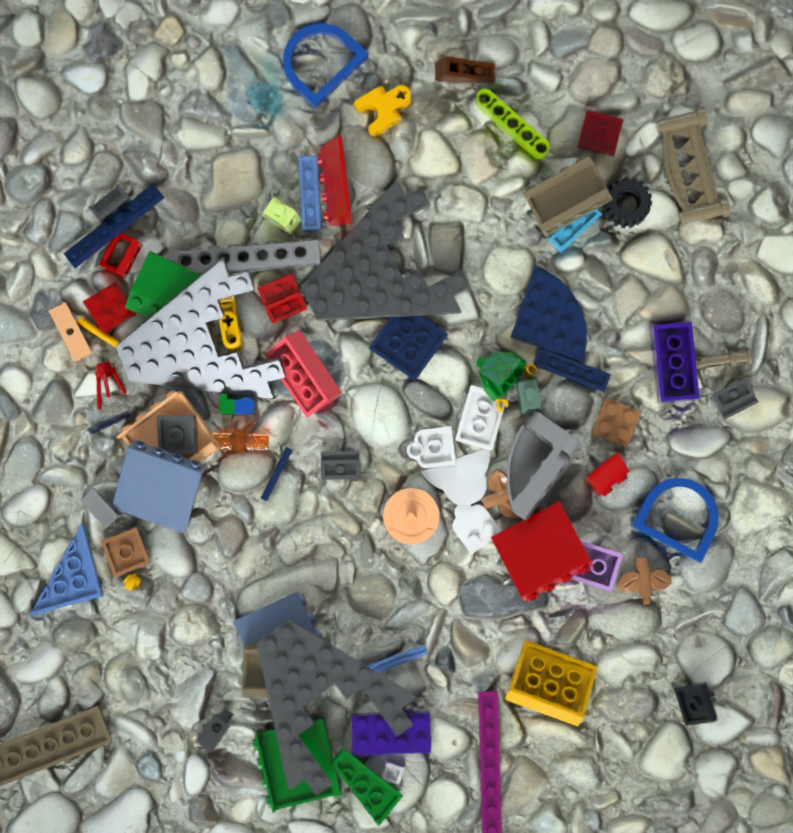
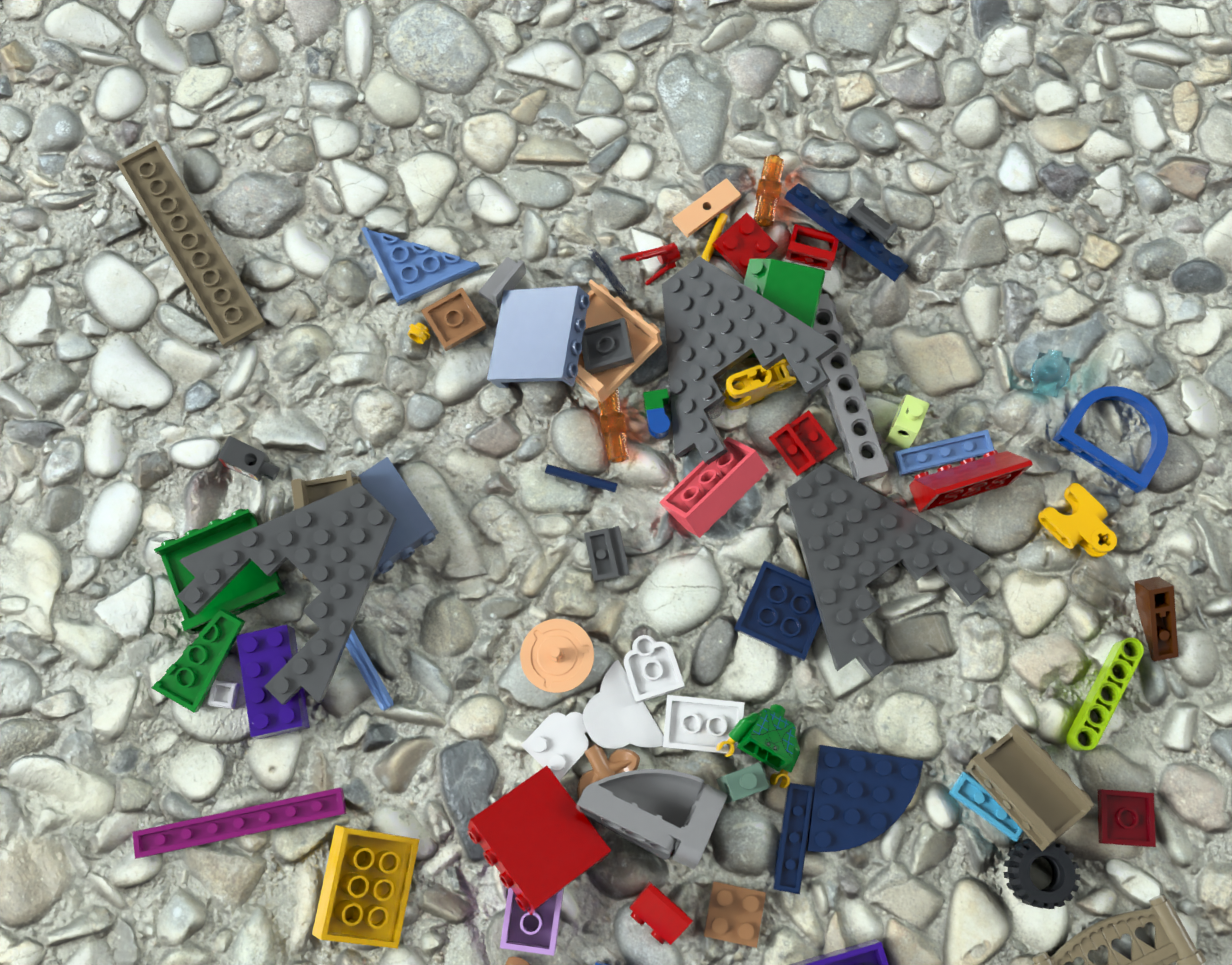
camera: 80 degrees right, 10 degrees down
(65, 279) = (768, 190): none -> clear orange piece

